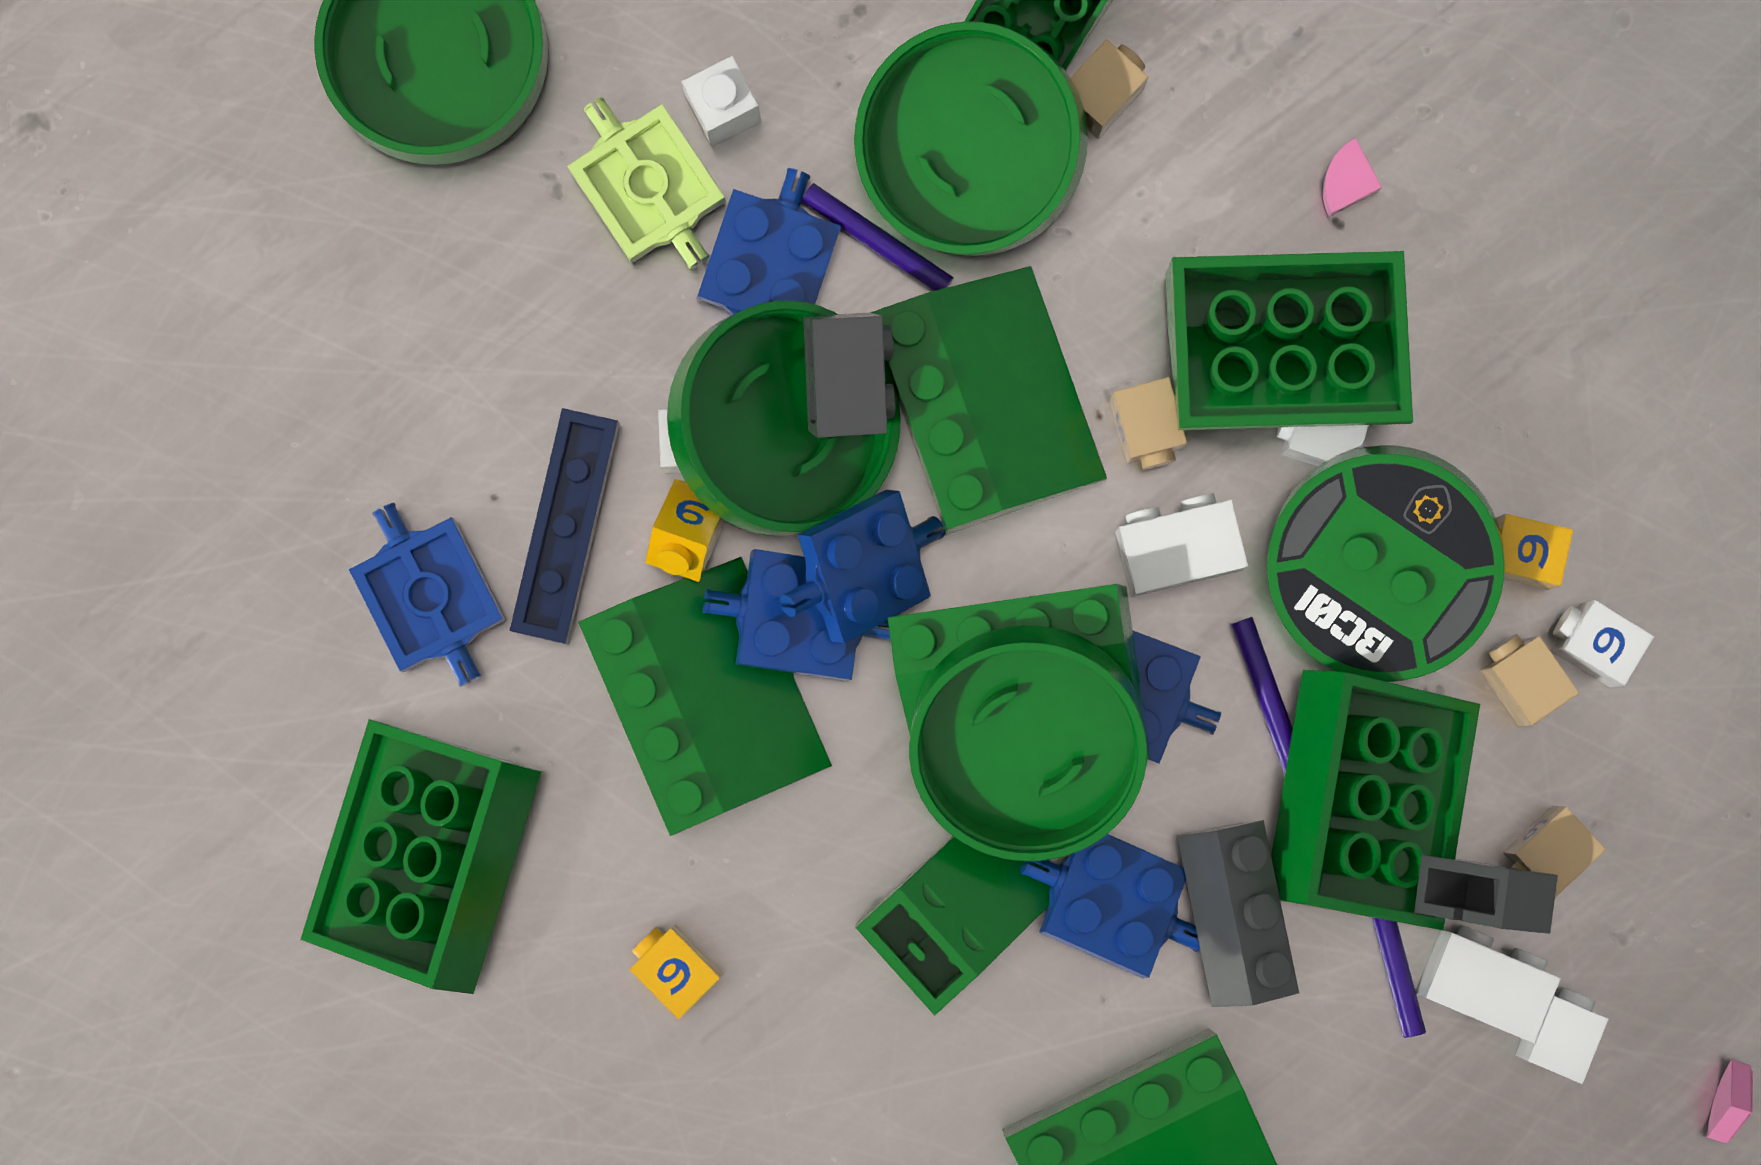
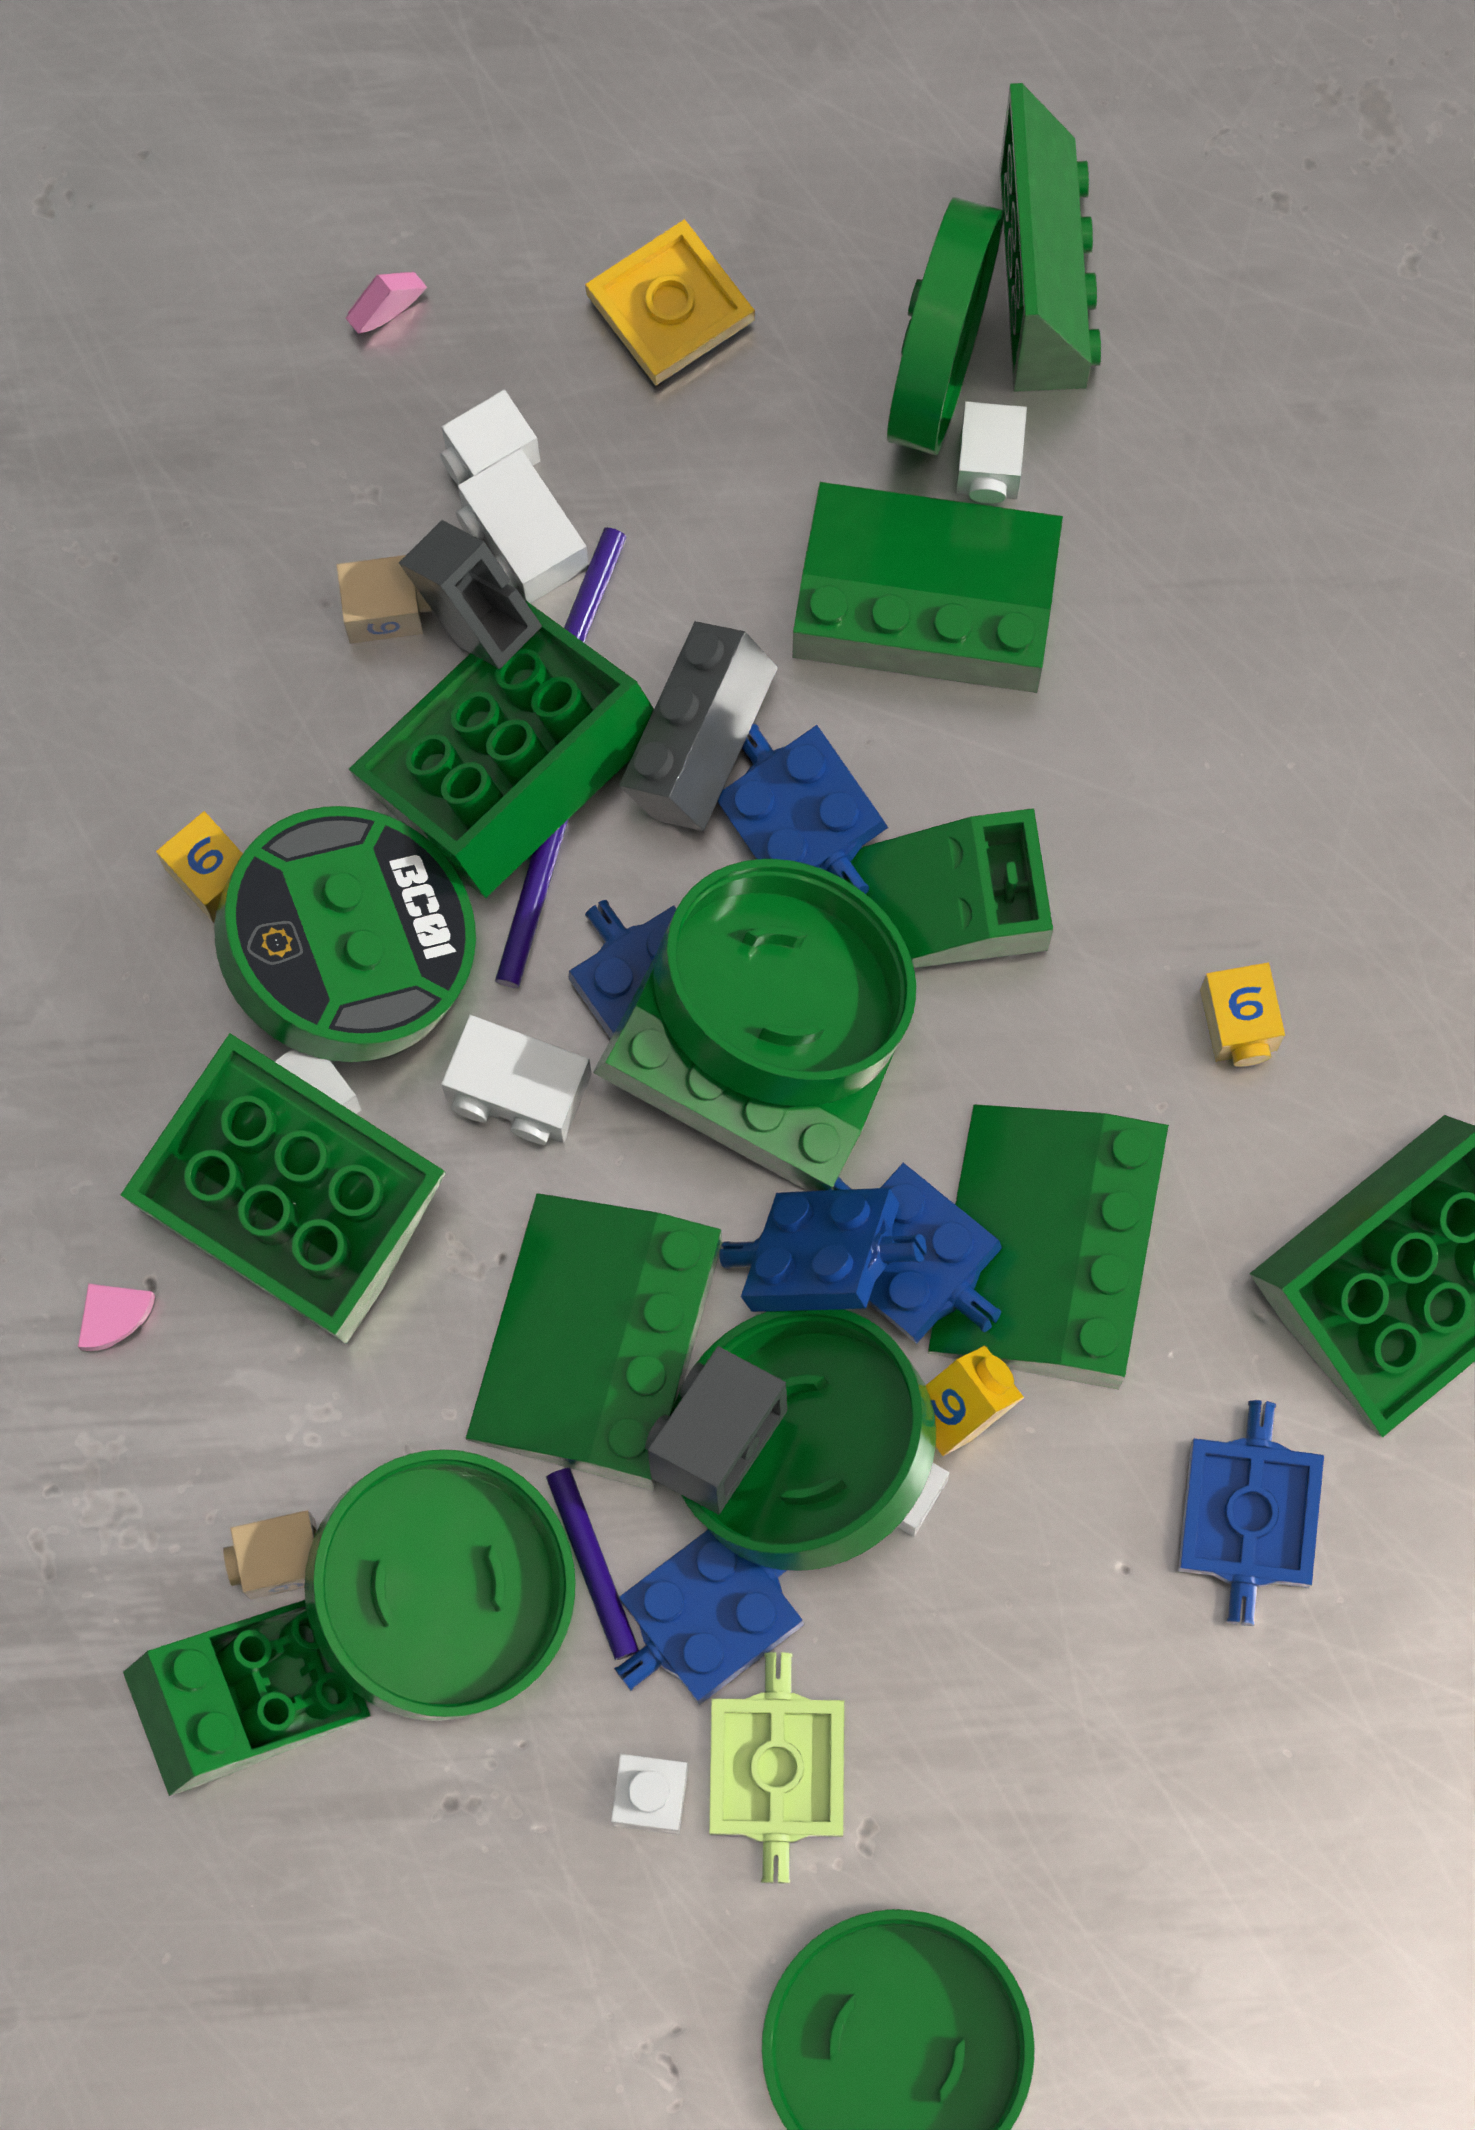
camera: 145 degrees left, 10 degrees down
(564, 526) = (1076, 1489): dark blue plate -> none
(1148, 423) = (464, 1212): tan brick -> none
(1528, 679) = (292, 756): tan brick -> none
(1600, 642) = (204, 745): white brick -> none

